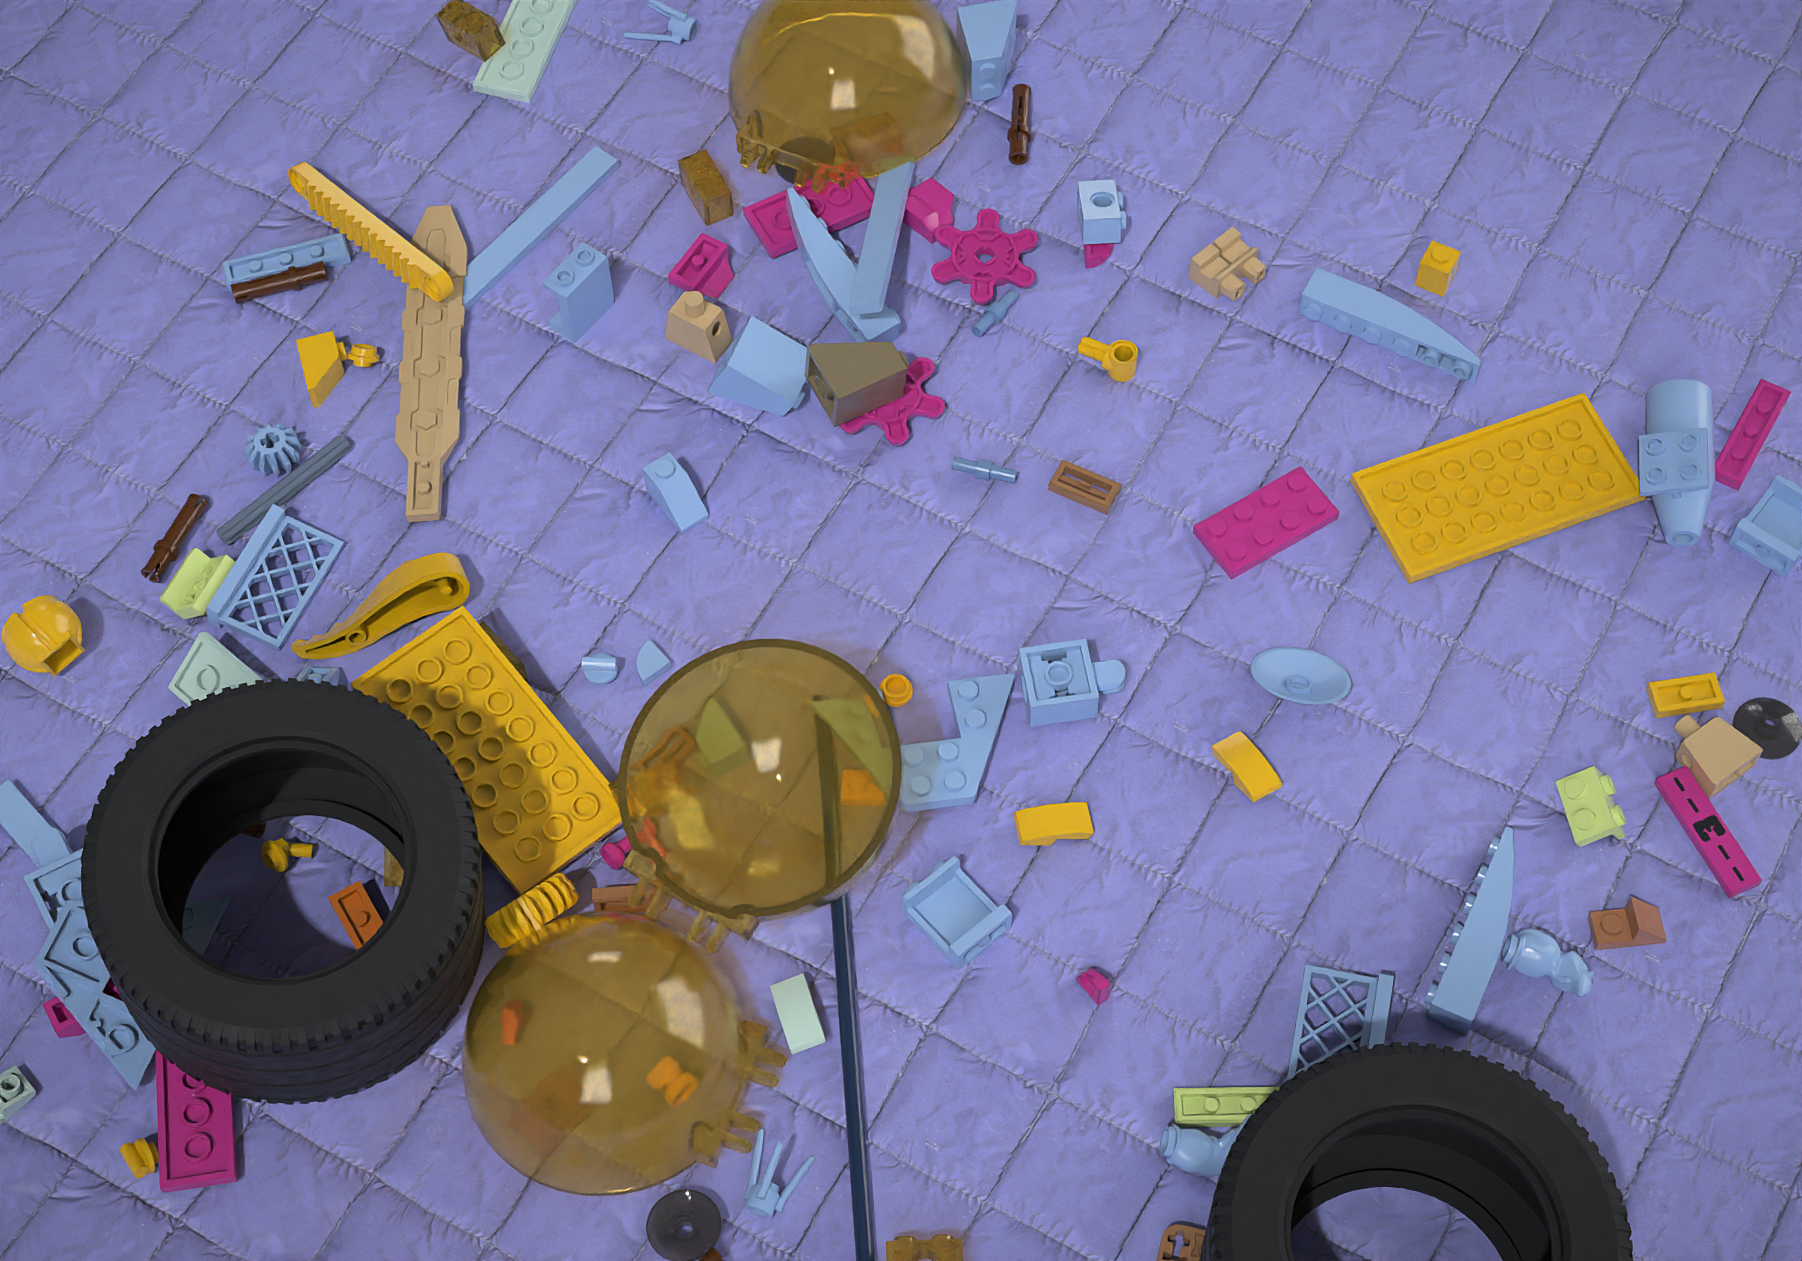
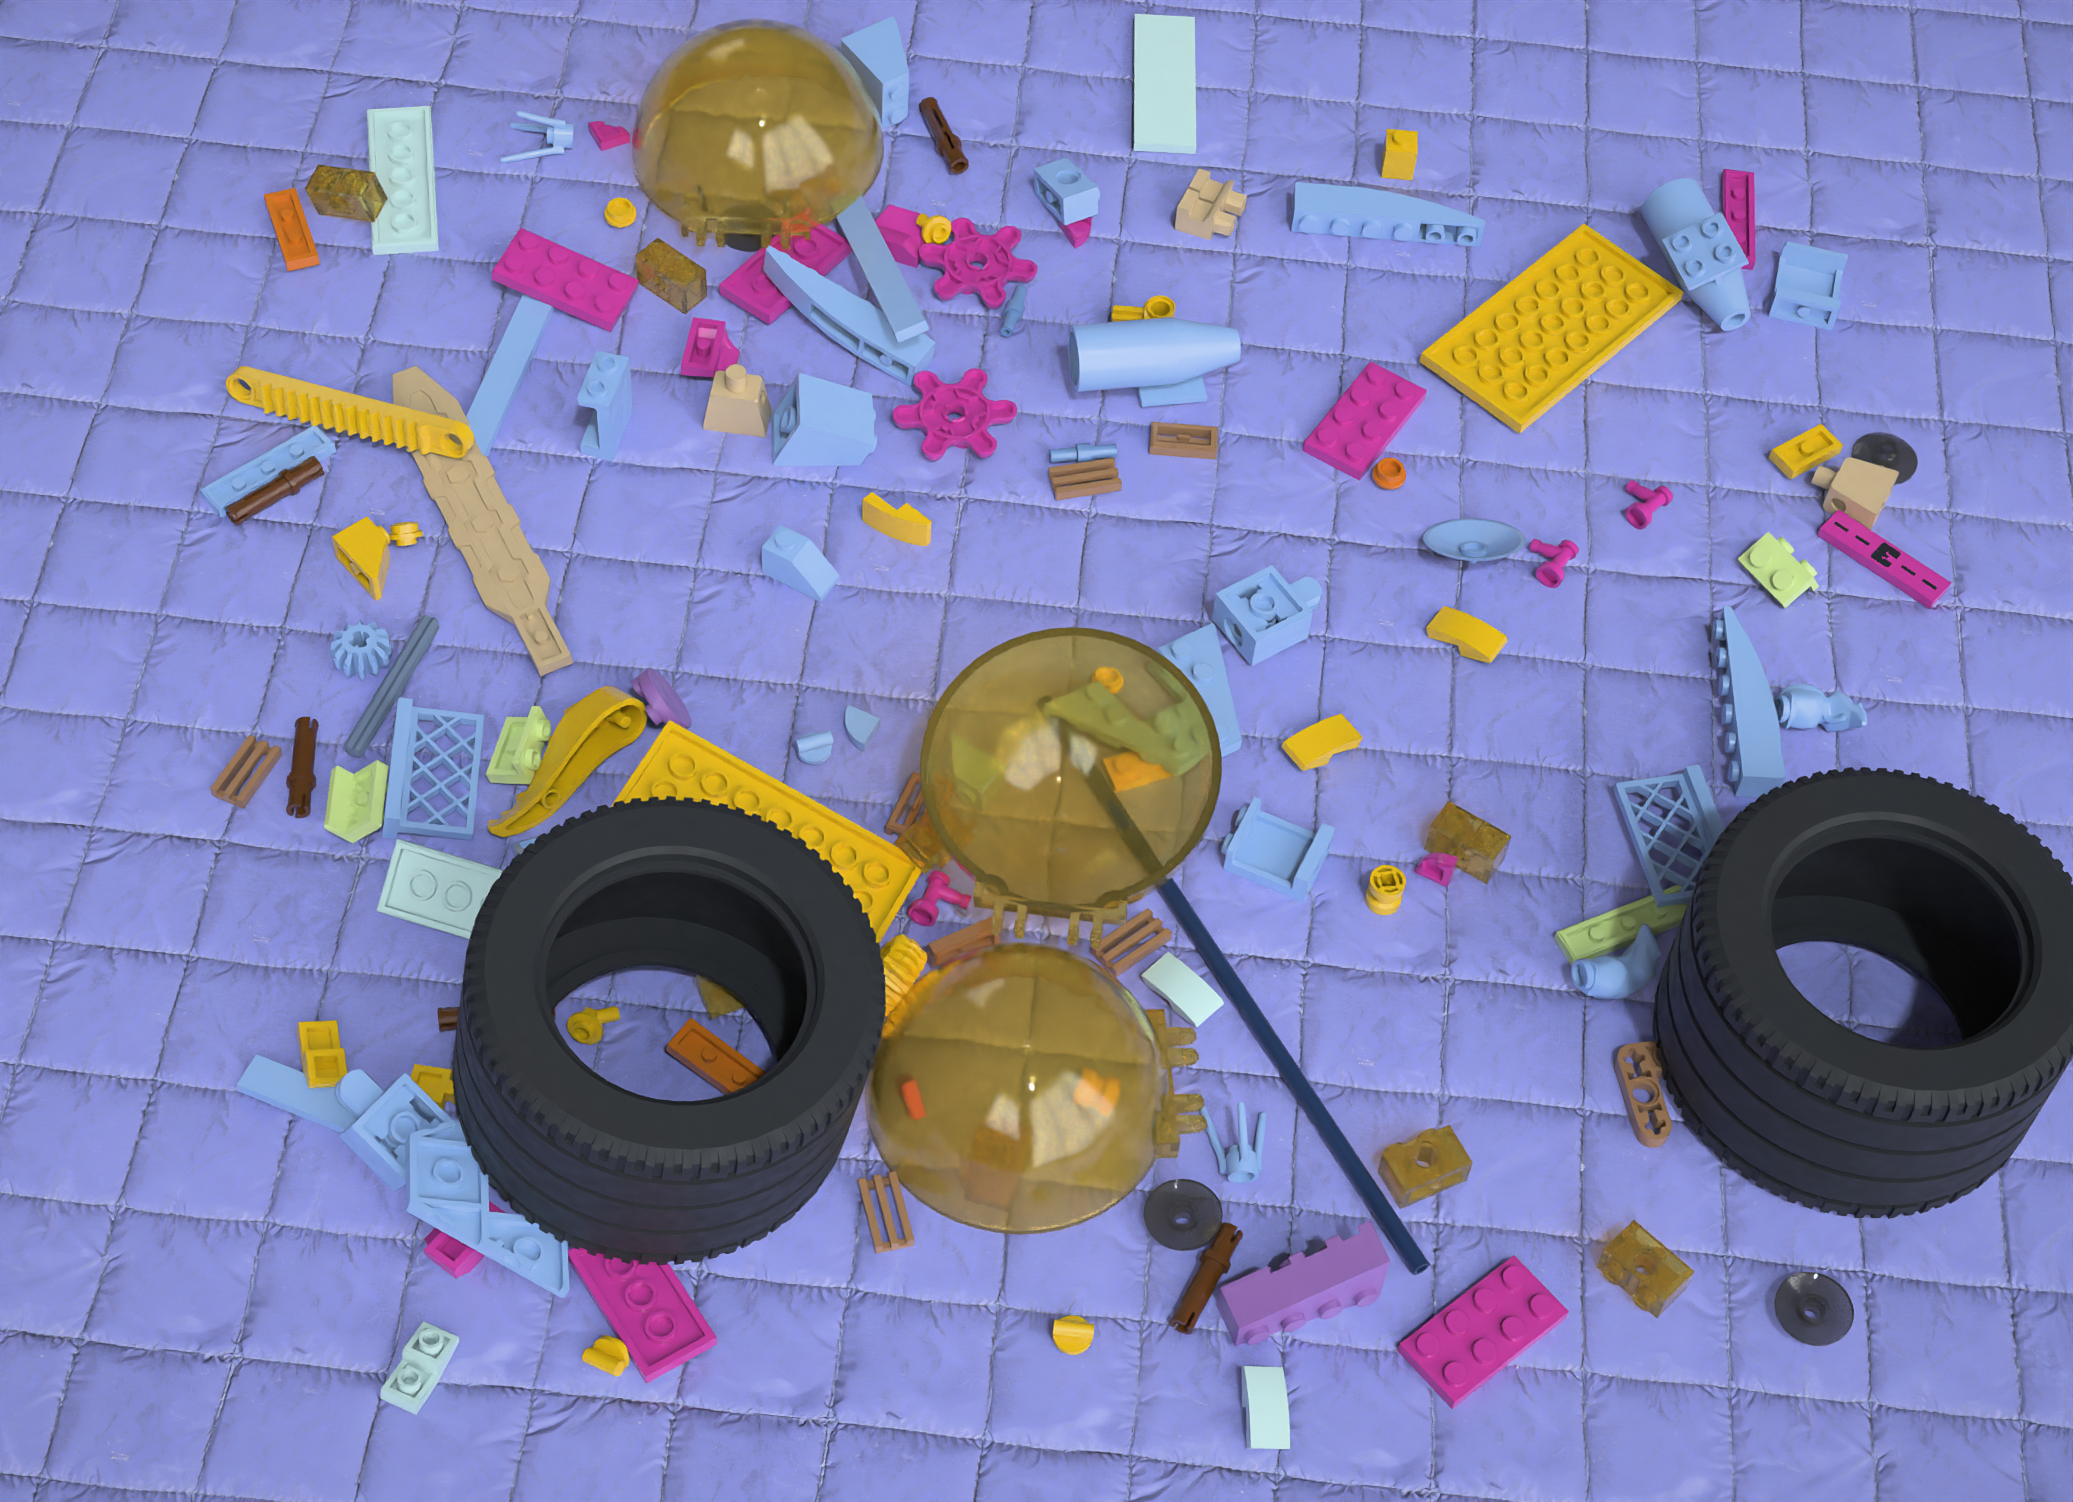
camera: 30 degrees left, 5 degrees down
(43, 636) = (224, 901): yellow piece -> none
(57, 798) = (321, 1053): none -> yellow slope
(128, 523) = (232, 772): none -> medium nougat tile
(352, 583) = (519, 748): none -> yellowish green bracket
(414, 48) = (291, 229): none -> orange plate
(423, 1114) = (879, 1184): none -> medium nougat tile
(488, 582) = (662, 699): none -> medium lavender tile
(614, 163) = (565, 279): none -> dark pink plate
(696, 114) = (620, 212): none -> yellow plate
(724, 37) = (607, 135): none -> dark pink tile
(778, 939) = (1142, 919): none -> medium nougat tile
(783, 483) = (901, 524): none -> yellow slope
(855, 377) = (927, 399): dark tan slope -> none
(960, 213) = (934, 228): none -> yellow plate
(974, 490) = (1083, 474): none -> medium nougat tile
(1029, 995) = (1385, 890): none -> yellow wheel
(1090, 398) = (1153, 354): none -> light blue piece
(1133, 970) = (1474, 841): none -> clear yellow brick
(1253, 132) = (1164, 84): none -> light aqua tile
(1259, 583) = (1389, 473): none -> orange plate
(1361, 732) = (1551, 572): none -> dark pink piece
(1482, 704) = (1640, 513): none -> dark pink piece
(1627, 927) = (1861, 660): nougat slope -> none

